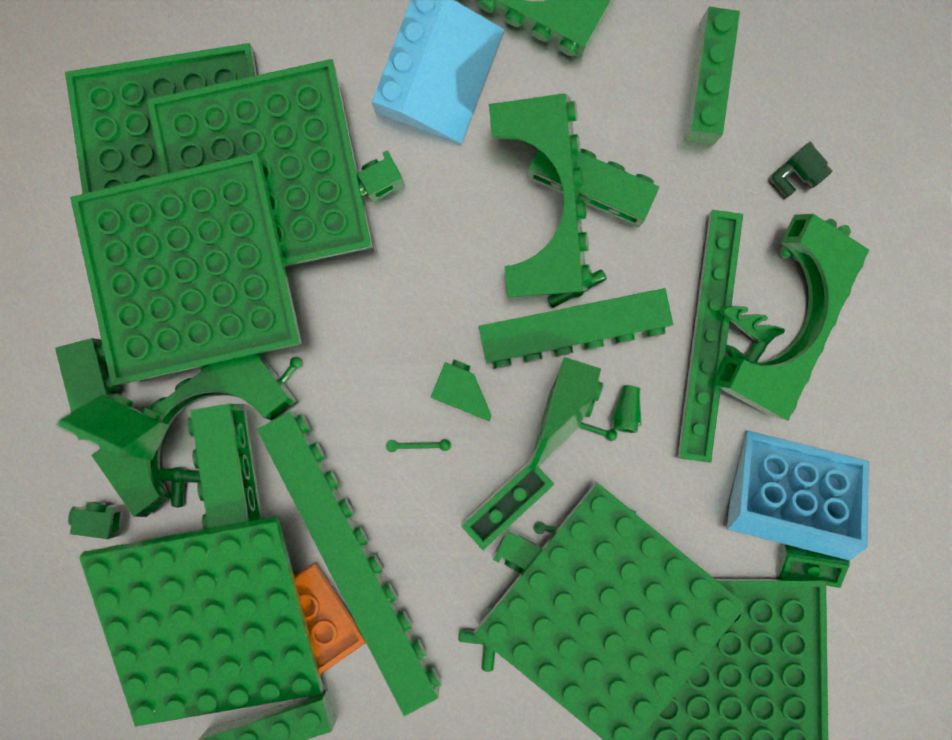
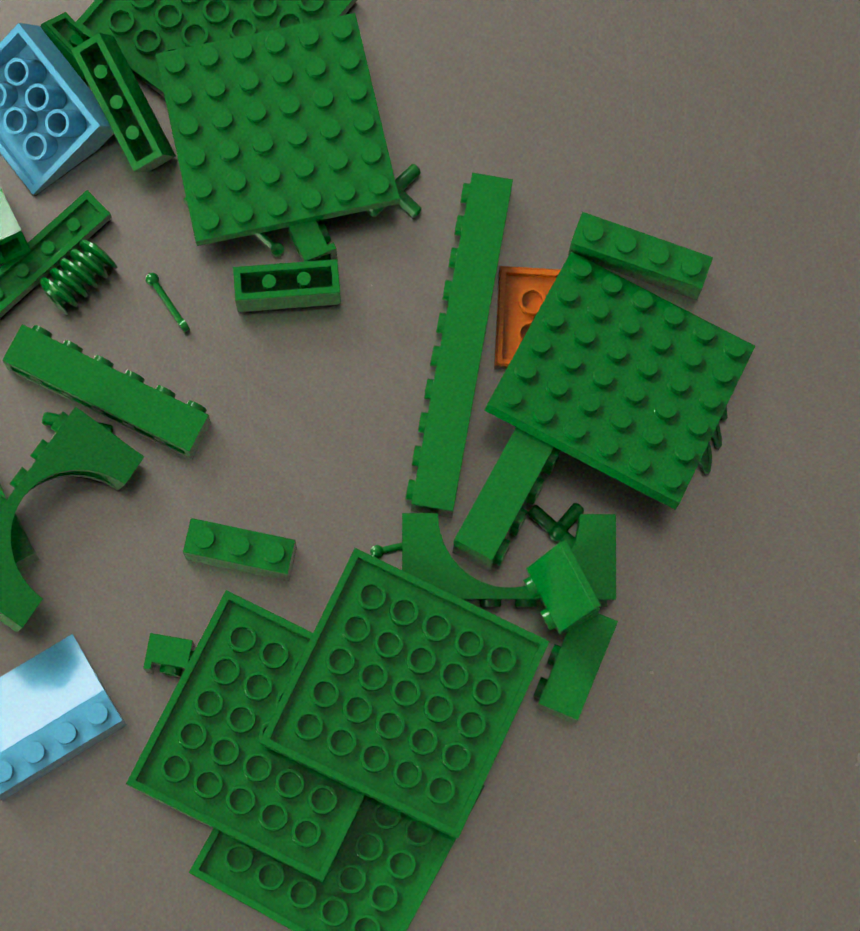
camera: 145 degrees left, 10 degrees down
(96, 520) = (658, 545): green brick -> none
(388, 286) = (240, 549): none -> green brick
(393, 445) = (349, 414): green hinge -> none
(460, 390) = (250, 412): green slope -> none
(568, 402) = (170, 326): green slope -> none
(628, 410) = (120, 287): green cone -> none
(665, 393) = (76, 274): none -> green piece
(740, 548) = (123, 102): none -> green brick

